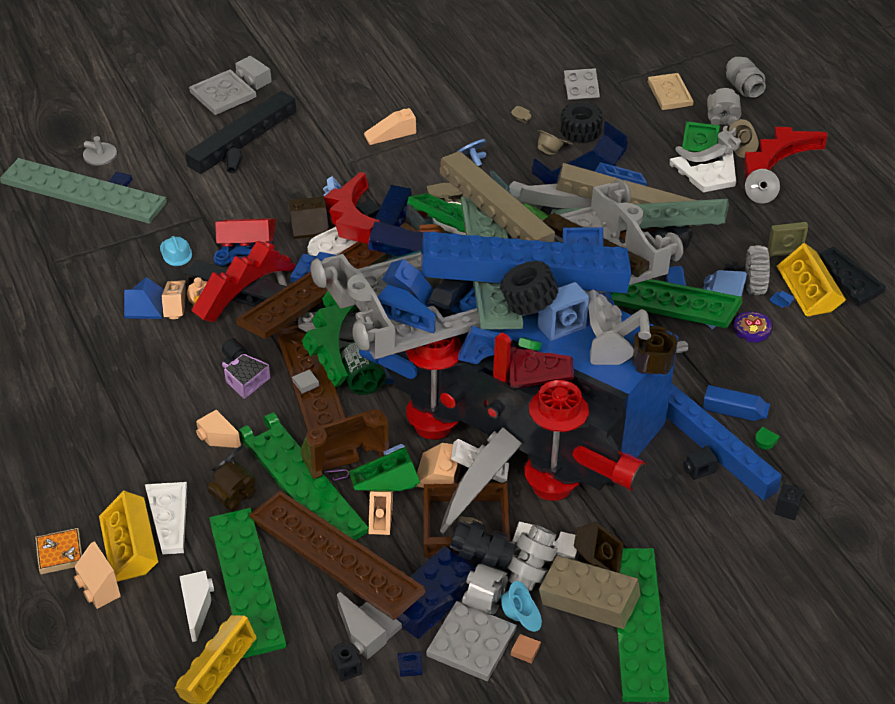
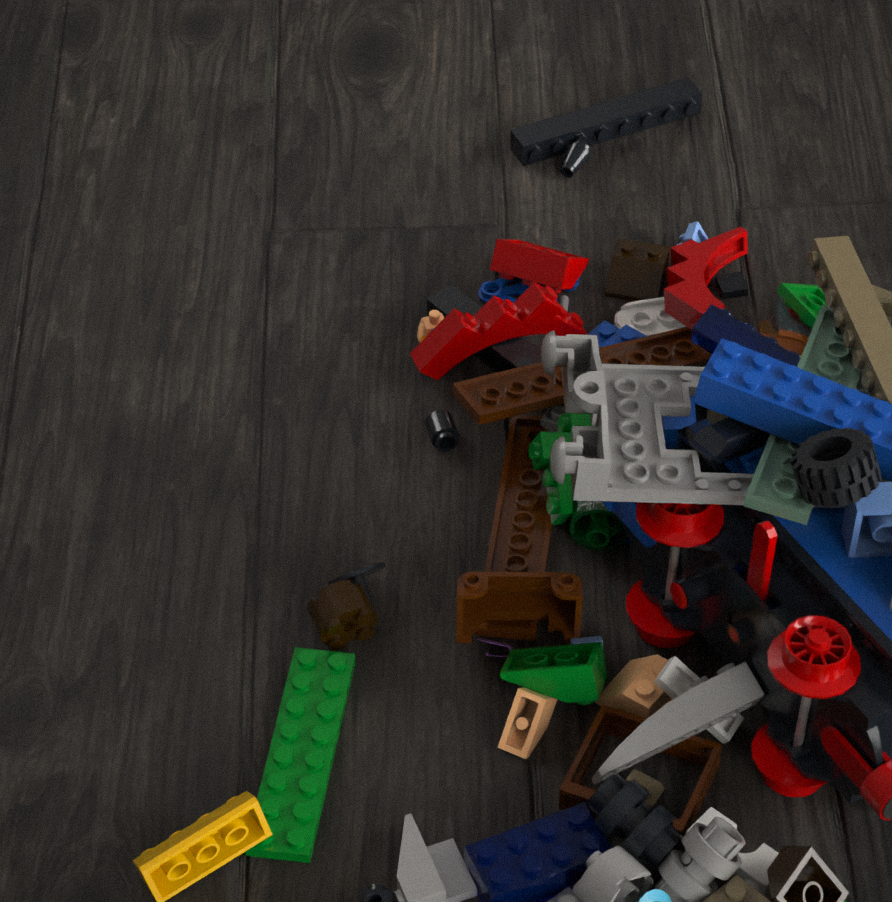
camera: 25 degrees right, 0 degrees up
(58, 550) = (85, 624): tile -> none
(84, 190) = (356, 144): sand green plate -> none
(96, 577) = (109, 676): light nougat slope -> none
(99, 153) = (400, 96): light grey shield -> none
(121, 179) = (409, 143): clear blue tile -> none
(128, 537) = (178, 637): yellow slope -> none
(143, 301) = (359, 321): blue slope -> none
(169, 514) = (246, 623): white wing -> none
(174, 299) = (396, 330): light nougat slope -> none
(176, 251) = (435, 264): medium azure piece -> none
(197, 599) = (221, 755): white slope -> none
(217, 431) = (363, 532): light nougat slope -> none
(222, 92) = (609, 56): light grey plate -> none
(245, 374) = (441, 466): torso -> none
(253, 72) = (664, 40): light grey brick -> none
(285, 465) = (448, 670): green hinge -> none
(305, 381) = (514, 503): light grey tile -> none
(338, 555) = (433, 762): reddish brown plate -> none
(394, 126) = (825, 174): light nougat slope -> none
(394, 206) = (757, 298): clear blue brick -> none
(406, 309) = (645, 438): blue slope -> none
(407, 277) = (672, 406): blue slope -> none
(478, 345) = (736, 528): blue tile -> none
(530, 343) = (811, 550): green tile -> none
(538, 368) = (807, 590): dark red wing -> none

